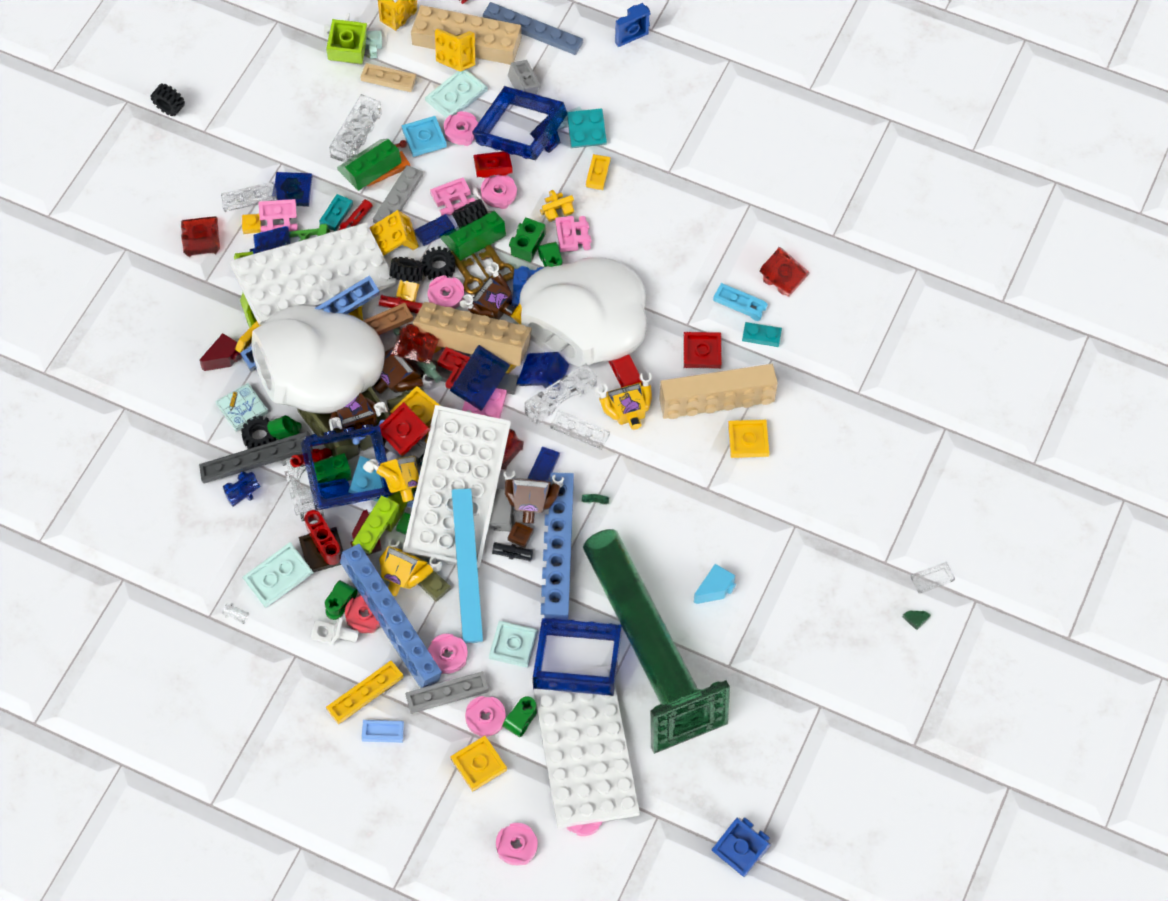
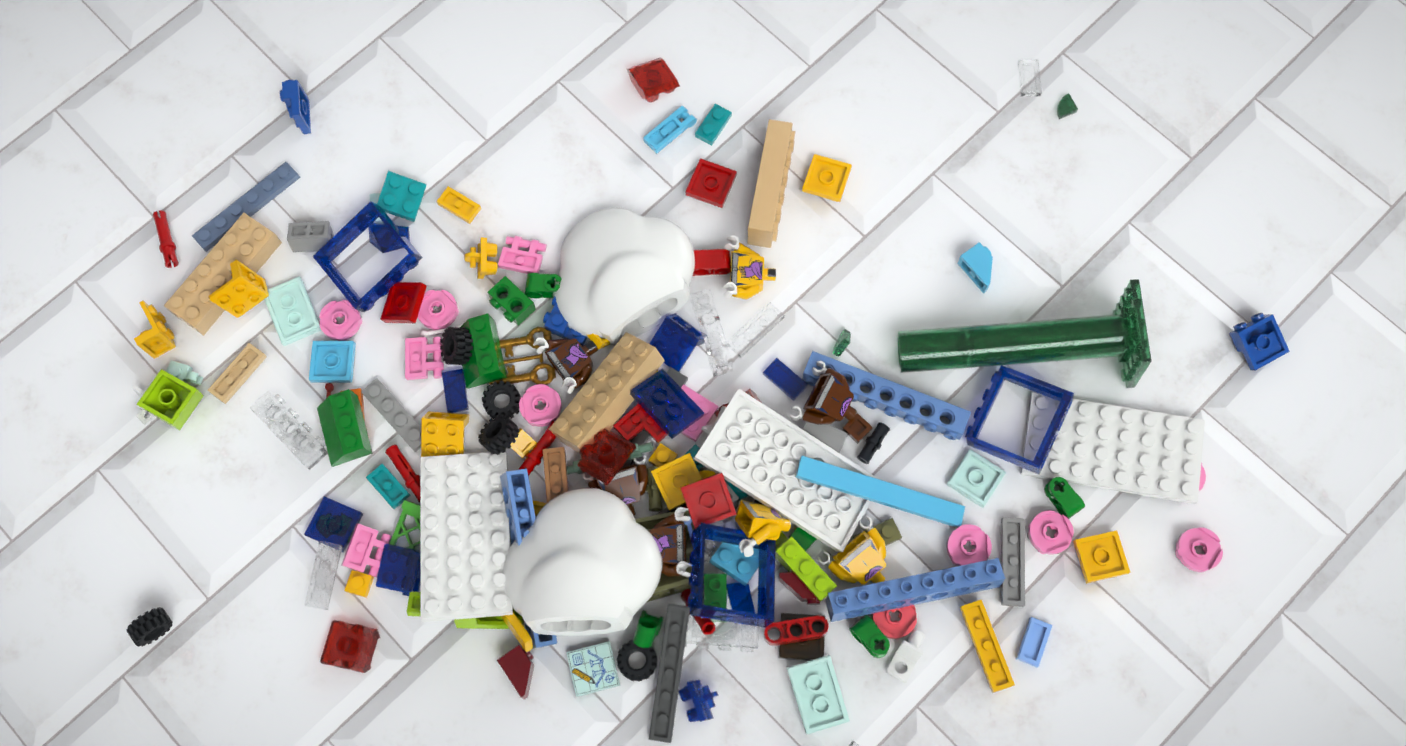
camera: 65 degrees left, 10 degrees up
(365, 451) = (710, 549): none -> clear pin
(438, 395) = (662, 456): none -> yellow plate

